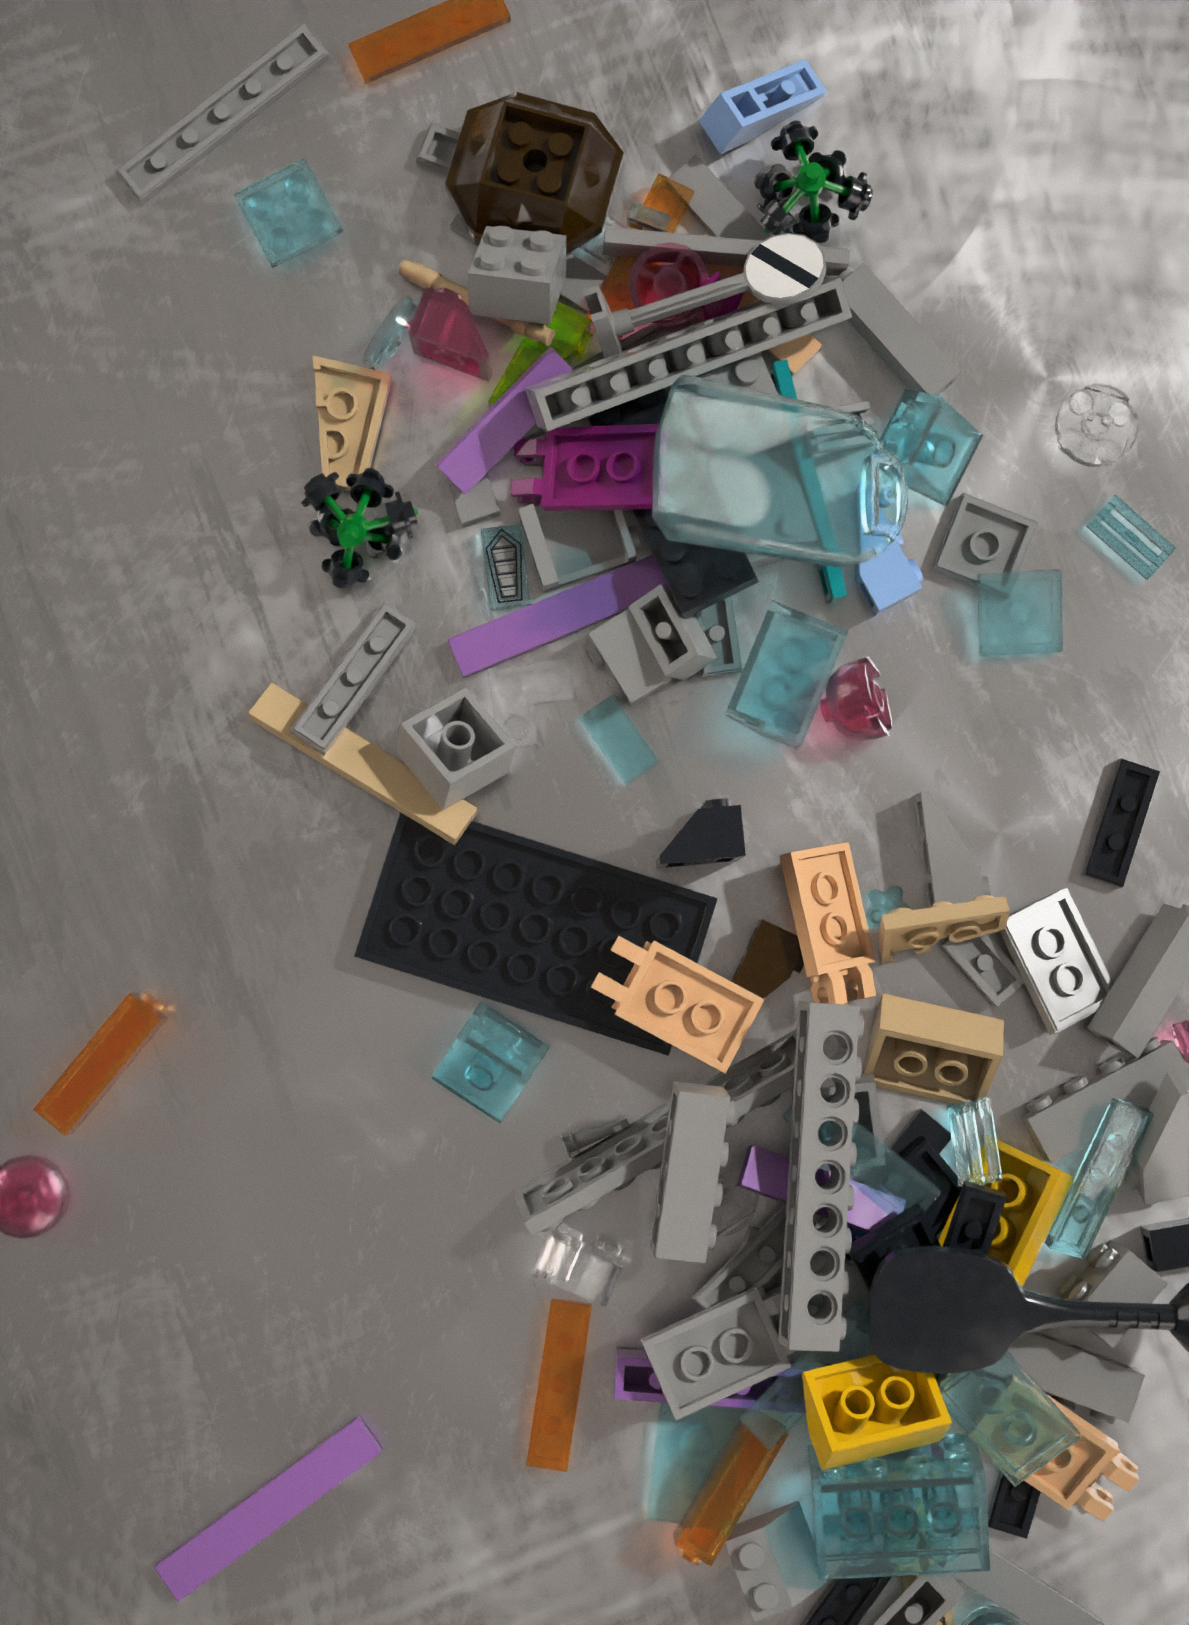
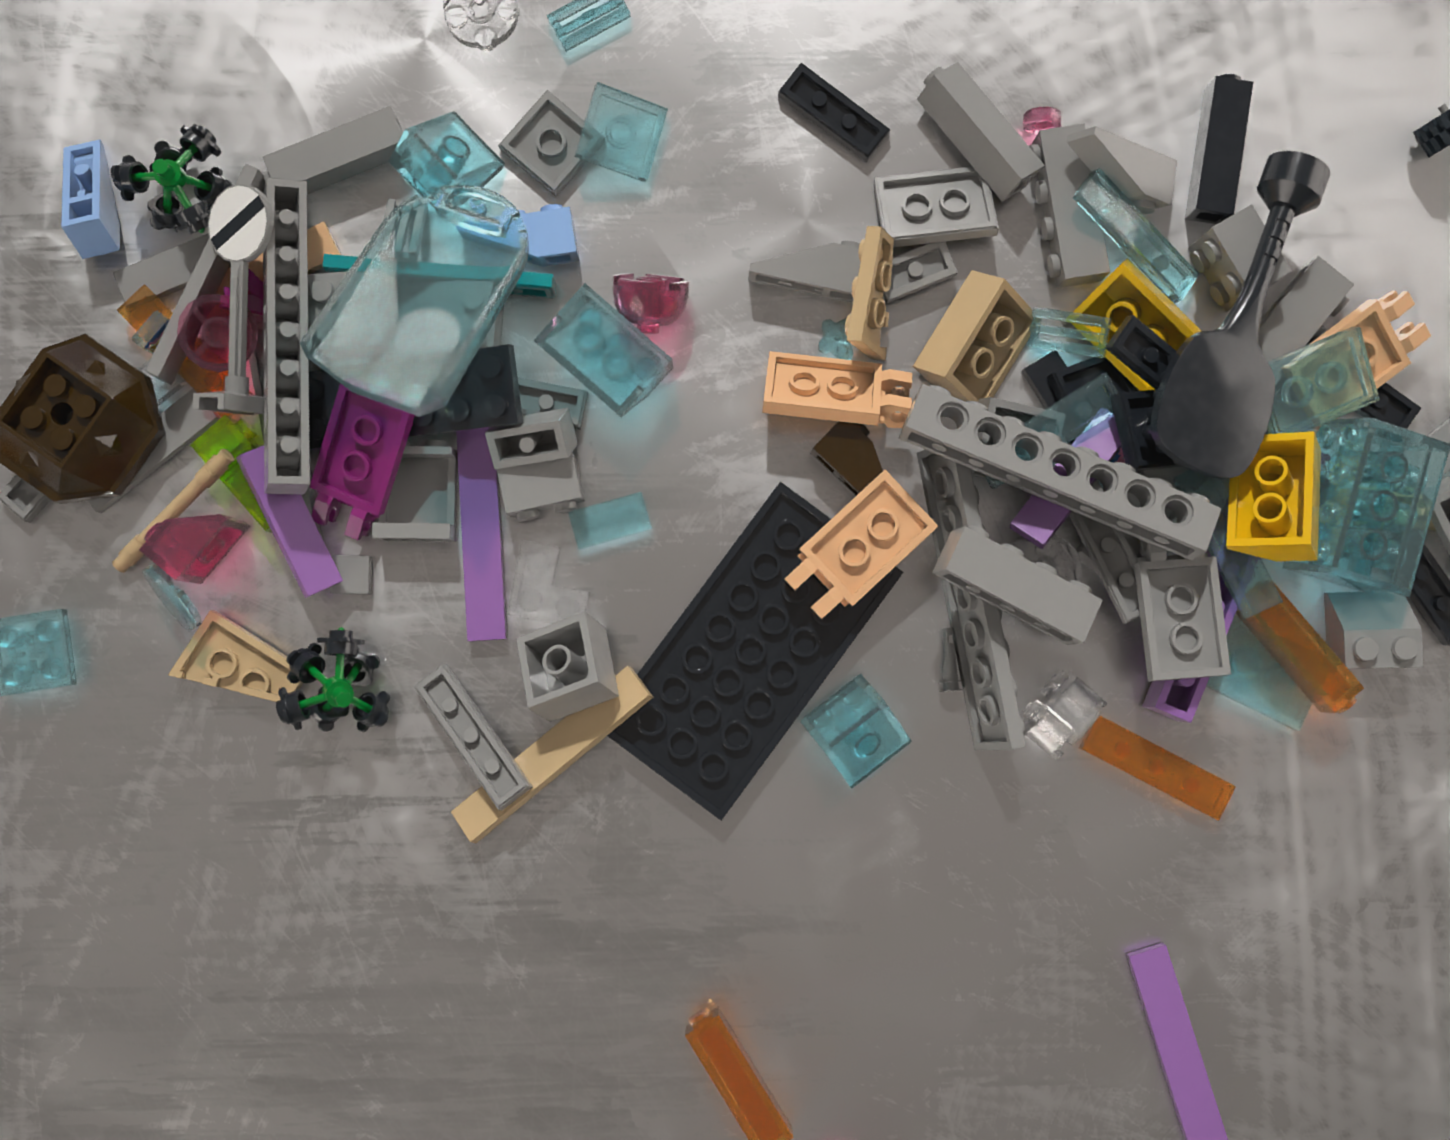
camera: 70 degrees left, 0 degrees up
(506, 567) = (421, 567): tile -> none
(517, 275) = (159, 464): light grey brick -> none
(708, 837) = (723, 468): black slope -> none

